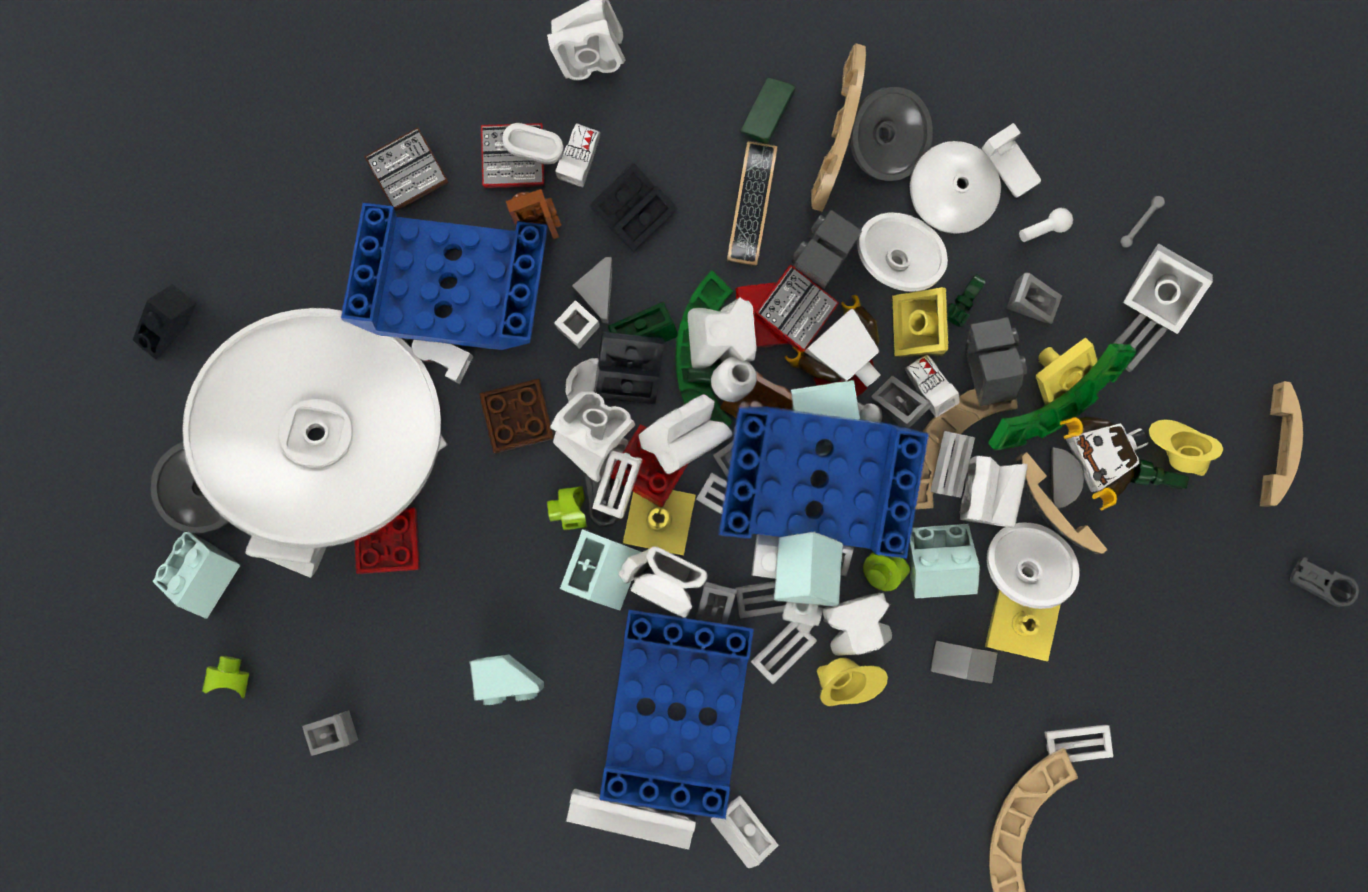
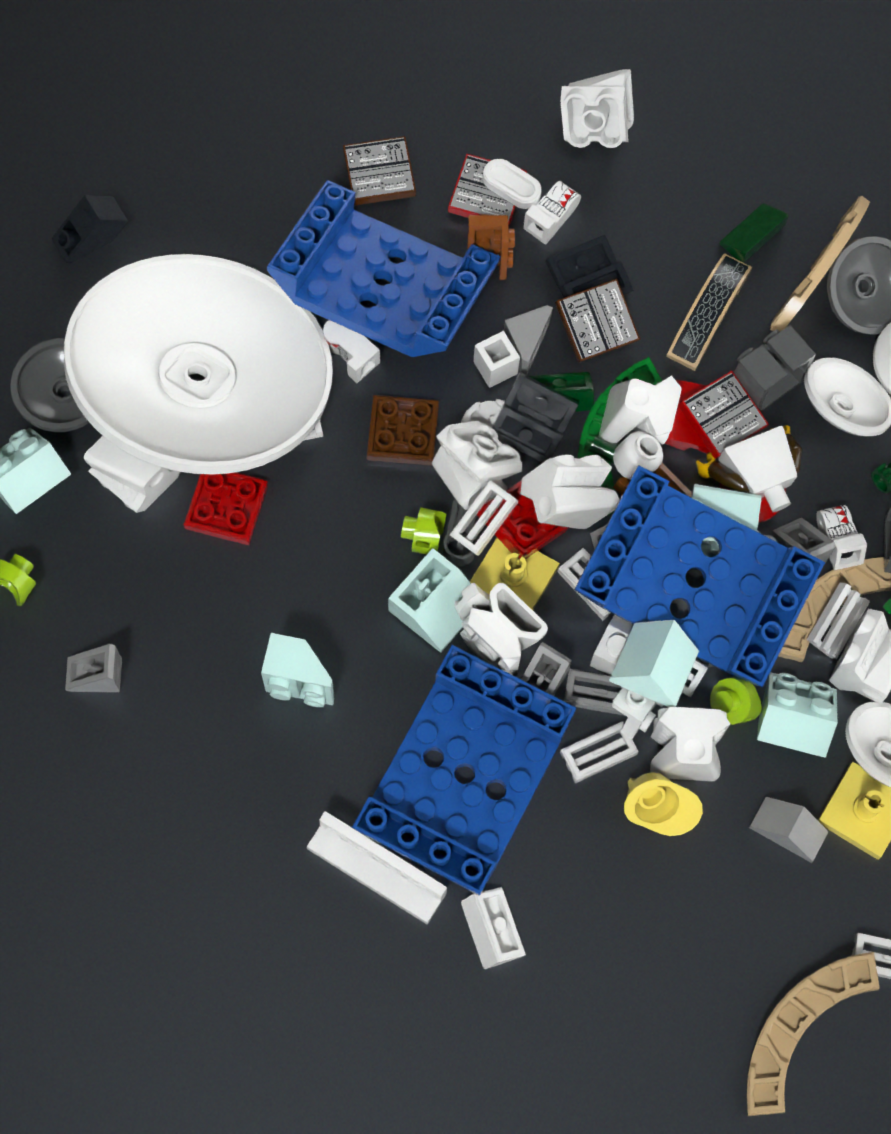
camera: 15 degrees right, 15 degrees down
(655, 253) = (597, 320): none -> light grey tile
(920, 323) = (846, 473): light yellow slope -> none

